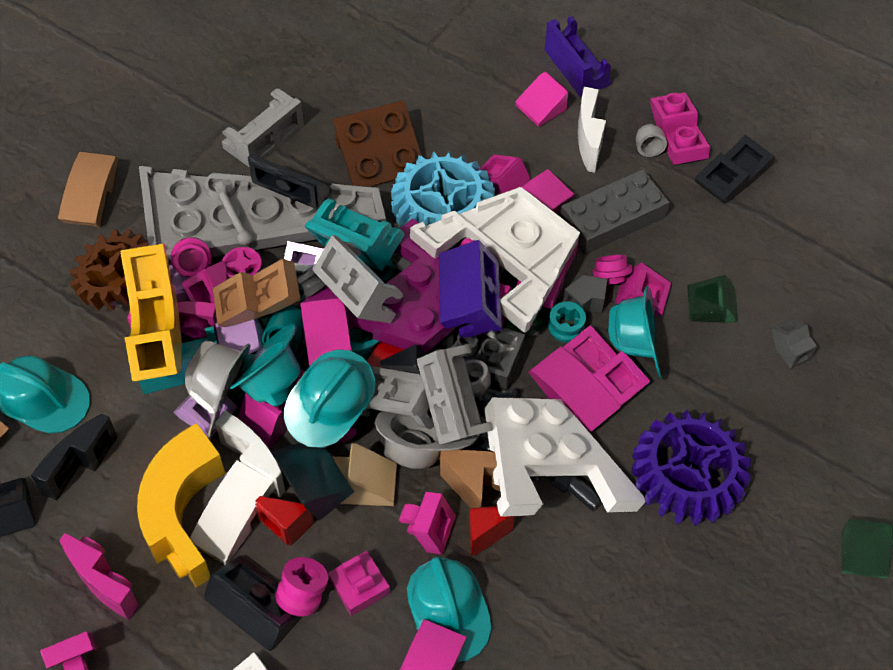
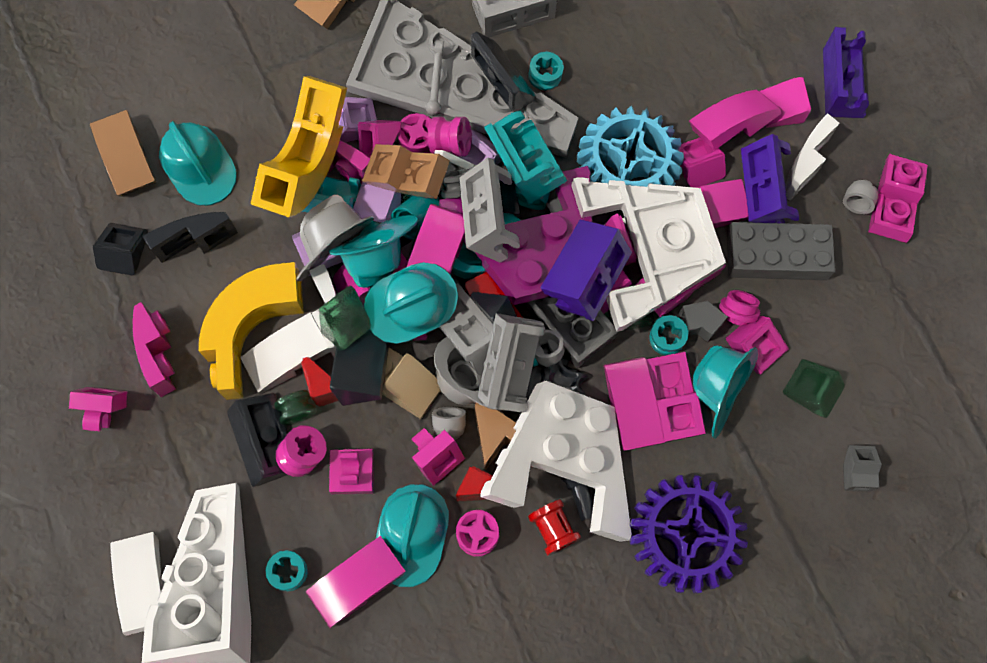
camera: 30 degrees right, 15 degrees up
(101, 271) = (306, 62): reddish brown gear -> none
(190, 256) = (378, 102): dark pink plate -> none
(271, 553) = (295, 407): none -> clear green bush
(275, 248) = (450, 136): none -> dark pink wheel
(276, 441) = (344, 318): none -> clear green slope
(318, 160) = (544, 60): none -> teal bush
(376, 143) = (605, 72): reddish brown hinge -> none
(419, 486) = (449, 419): none -> light grey hinge
(506, 128) = (740, 112): none -> dark pink slope
(510, 558) = (478, 525): none -> dark pink wheel
(569, 159) = (766, 181): none -> dark purple hinge
(574, 525) = (554, 527): none -> red bush
(736, 170) = (923, 269): black slope -> none

